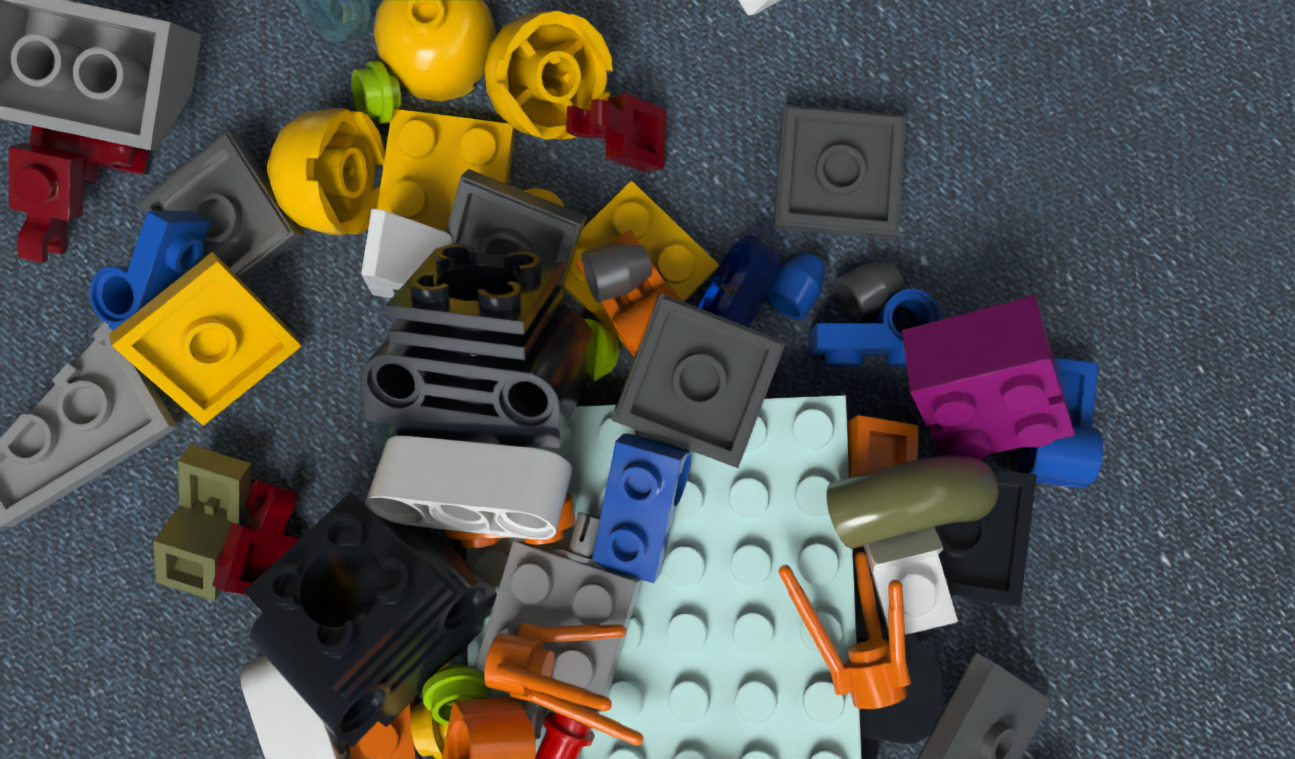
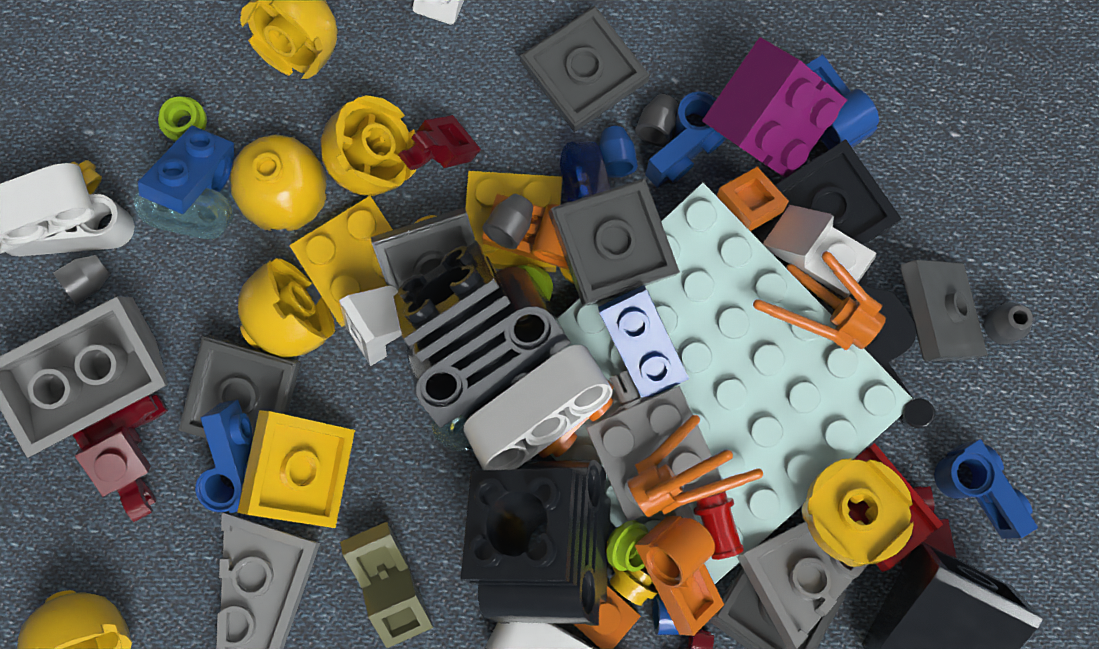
camera: 35 degrees left, 5 degrees down
(257, 546) = (436, 570): dark red plate -> none
(375, 91) = (270, 242): lime plate -> none
(910, 498) = (790, 206): olive cylinder -> none

